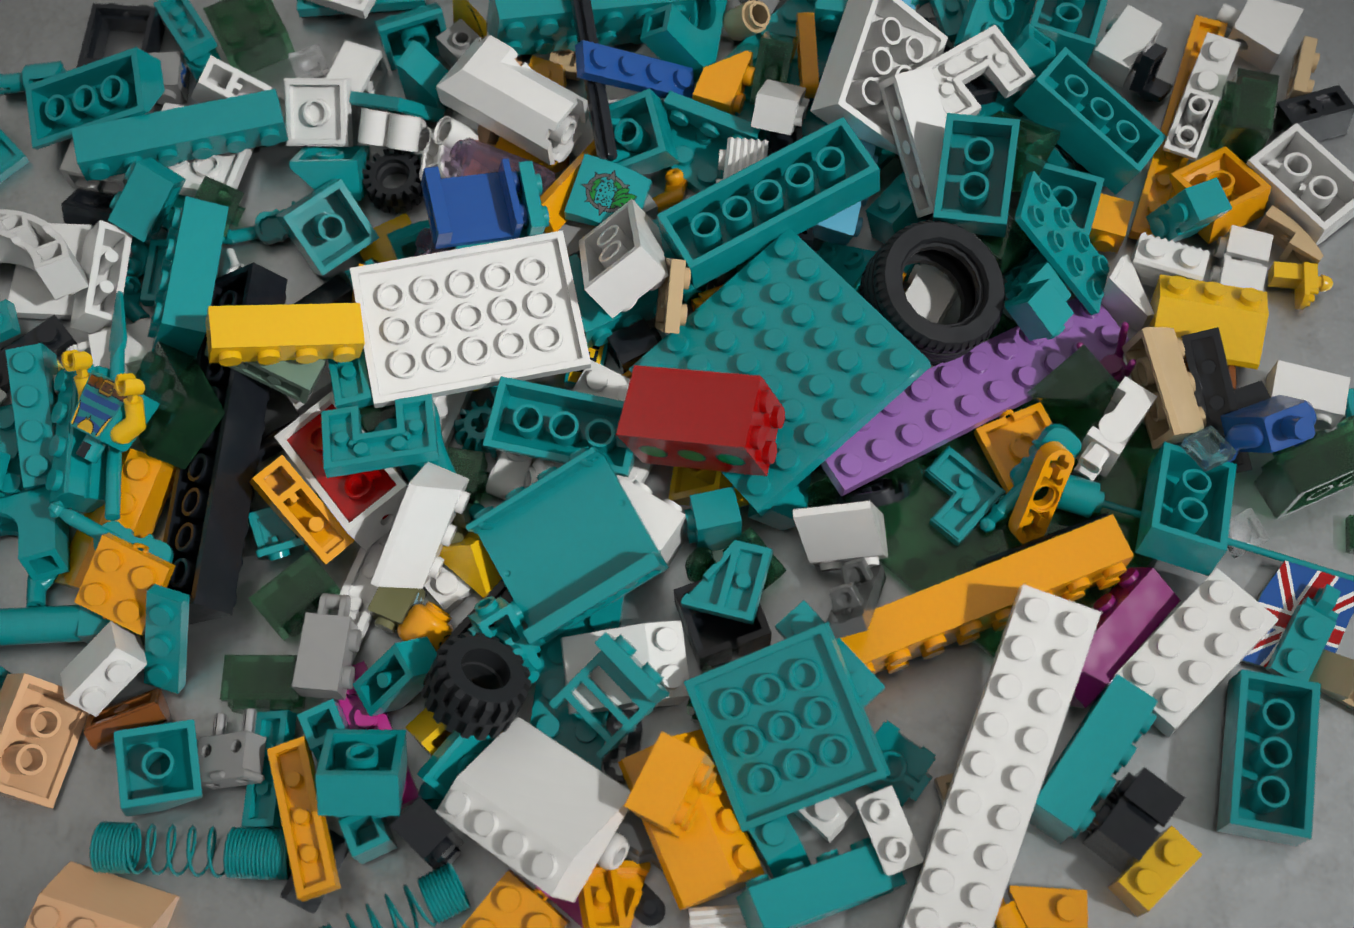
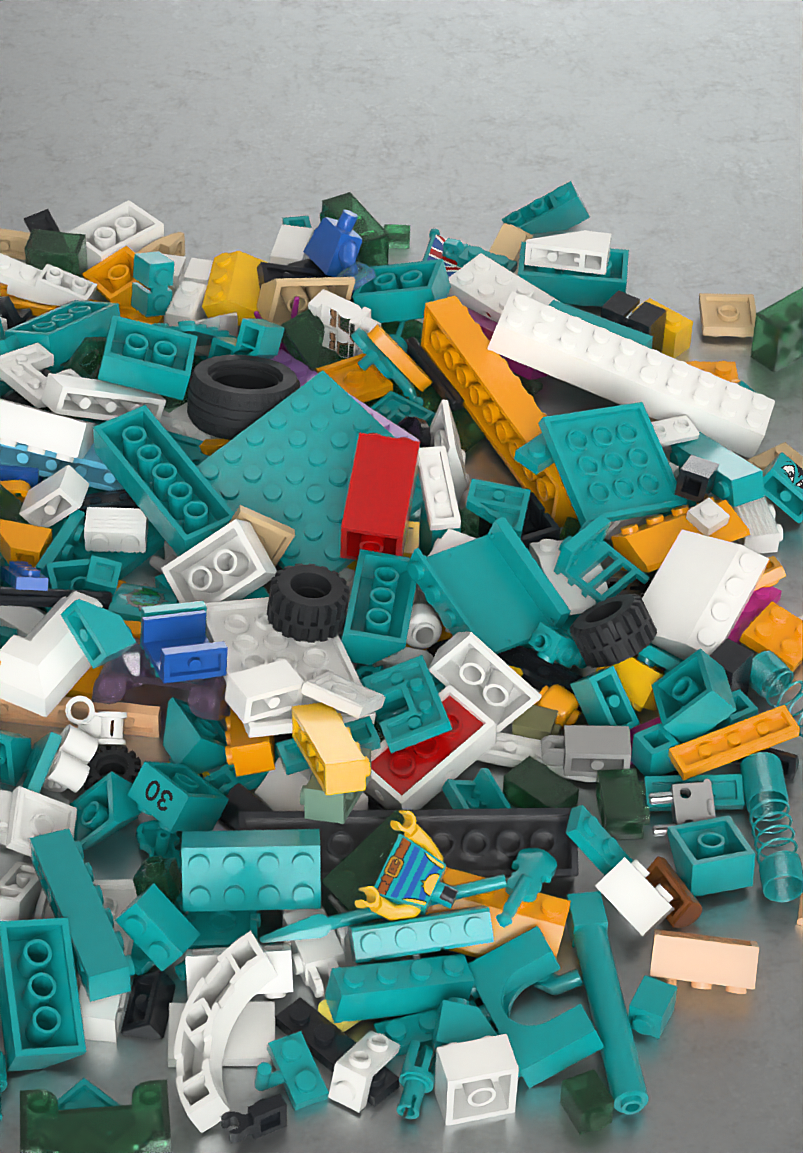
camera: 100 degrees left, 25 degrees down
(119, 581) = (562, 870): light orange plate -> none
(301, 509) = (465, 775): light orange slope -> none
(378, 359) = (343, 694): none -> white tile
(389, 277) = (264, 690): none -> white brick
(503, 124) = (98, 632): none -> teal slope
(538, 307) = (308, 602): none -> black tyre
(631, 145) = (103, 574): none -> teal plate
(671, 785) = (668, 508): light orange brick -> none
(697, 849) = (707, 517): none -> white plate
(739, 497) = (438, 488): none -> white tile
(761, 842) = (696, 479): none -> black brick
(856, 598) = (504, 440): dark grey hinge -> none
(1281, 752) = (571, 251): none -> white slope
(1301, 278) = (198, 248): yellow piece -> none

